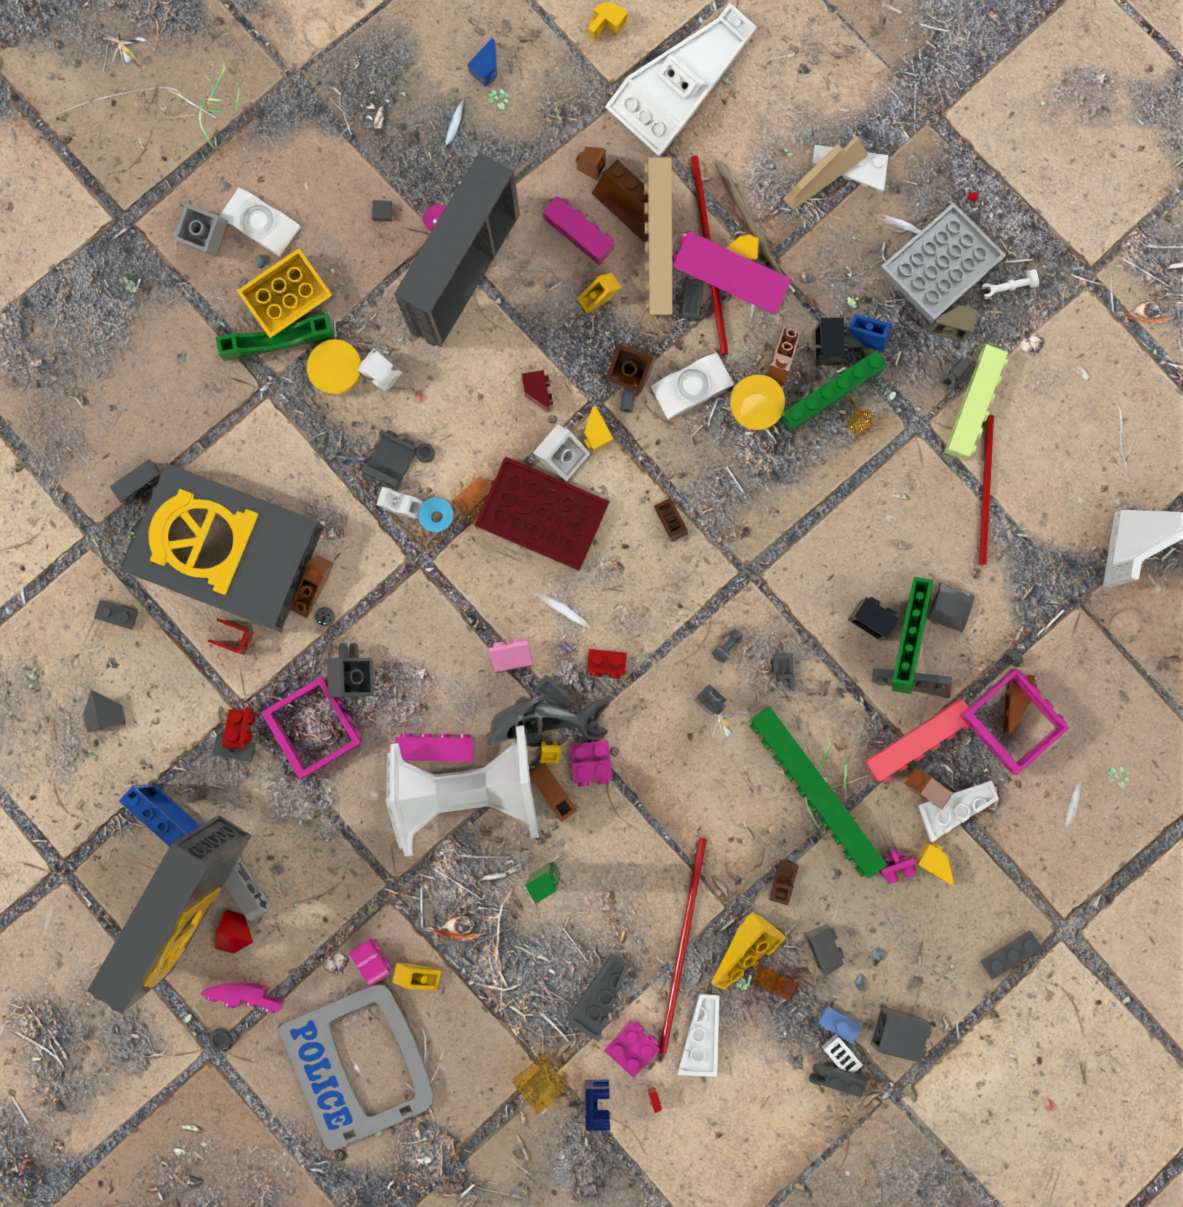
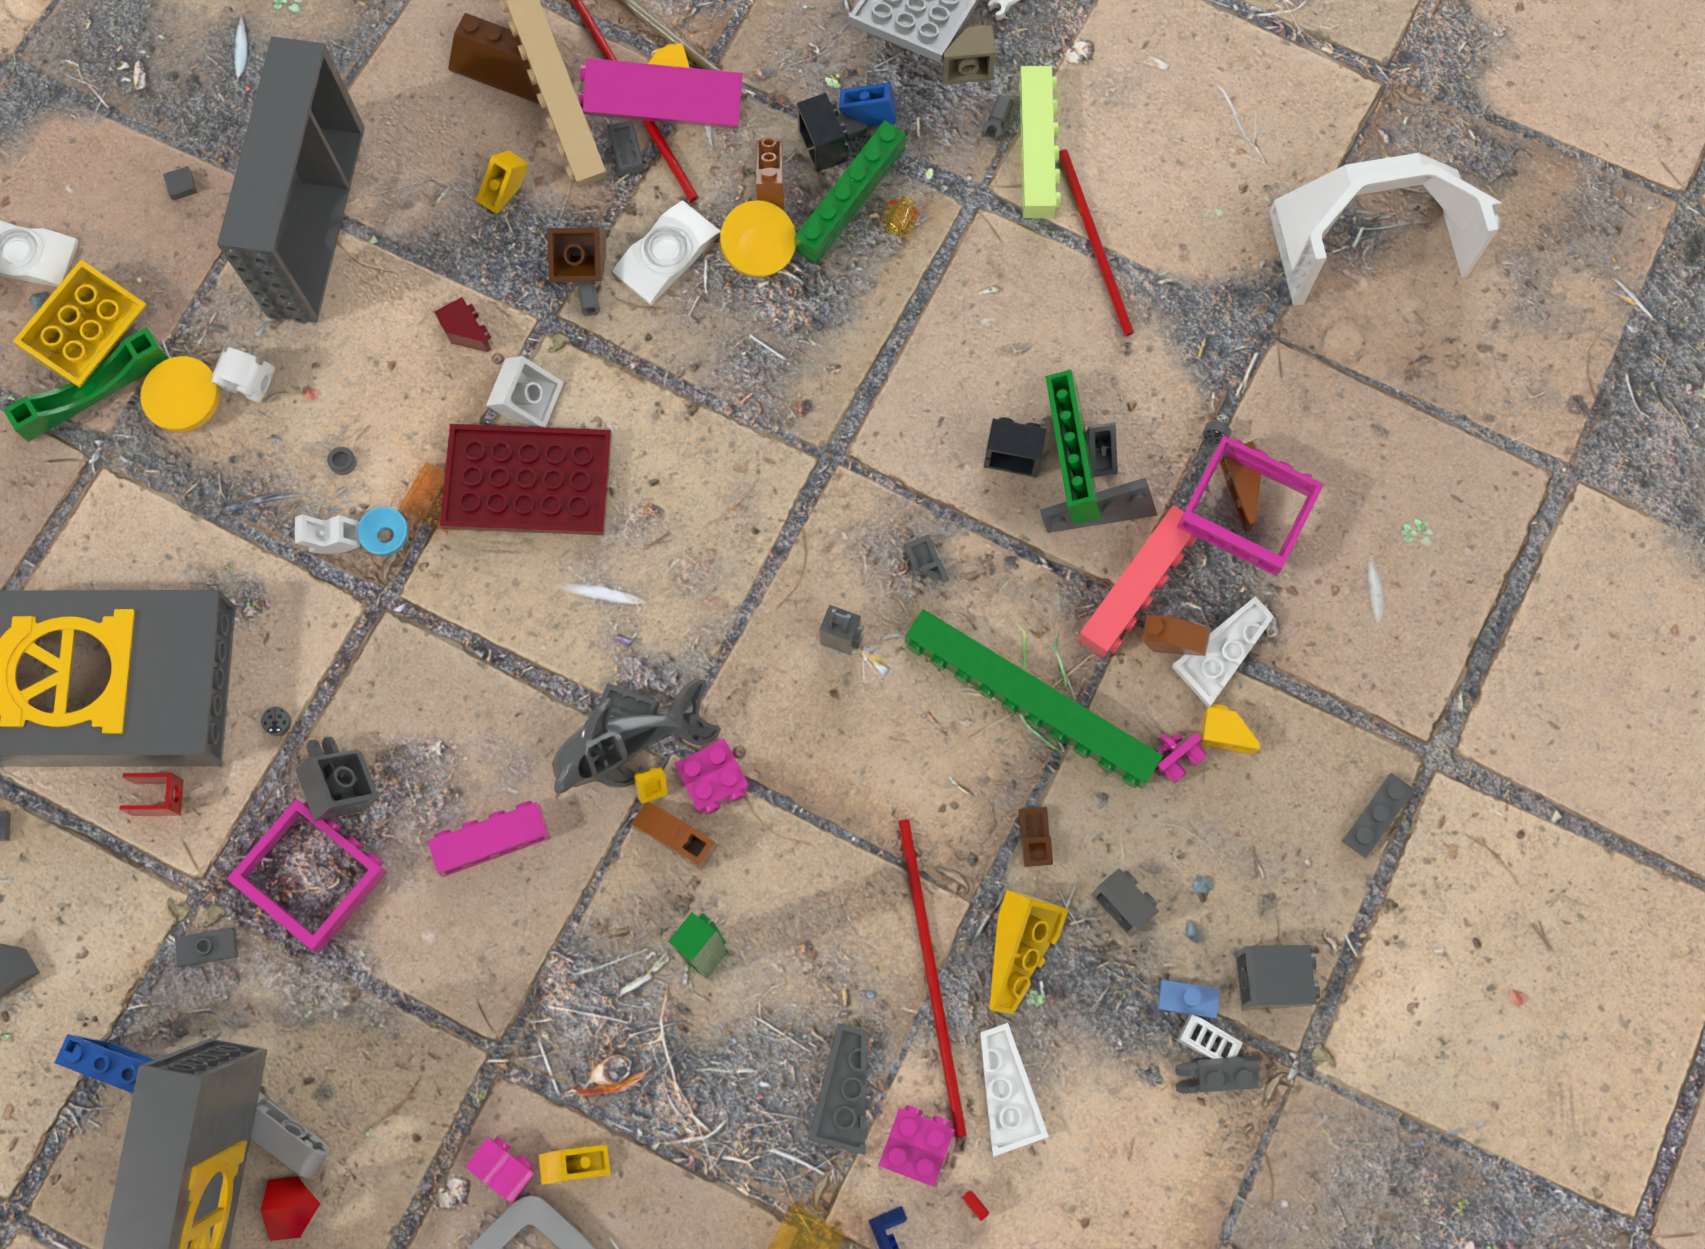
camera: 20 degrees left, 10 degrees down
(237, 729) = (202, 915): red bracket -> none
(311, 585) = (242, 686): dark orange slope -> none
(390, 459) = (296, 484): dark grey panel -> none
(419, 796) = (491, 911): white panel -> none
(511, 656) = (549, 673): bright pink slope -> none
(578, 230) = (447, 116): dark pink brick -> none
(591, 161) = (434, 28): dark orange slope -> none
(596, 432) = (562, 351): yellow slope -> none
(606, 662) = (684, 639): red bracket -> none
(678, 533) = (714, 437): reddish brown slope -> none
(721, 653) = (833, 569): dark grey bar -> none
(775, 982) = (1078, 974): clear orange slope -> none
(932, 641) = (1103, 448): none -> dark grey slope
(951, 607) = (1111, 399): dark grey slope -> none

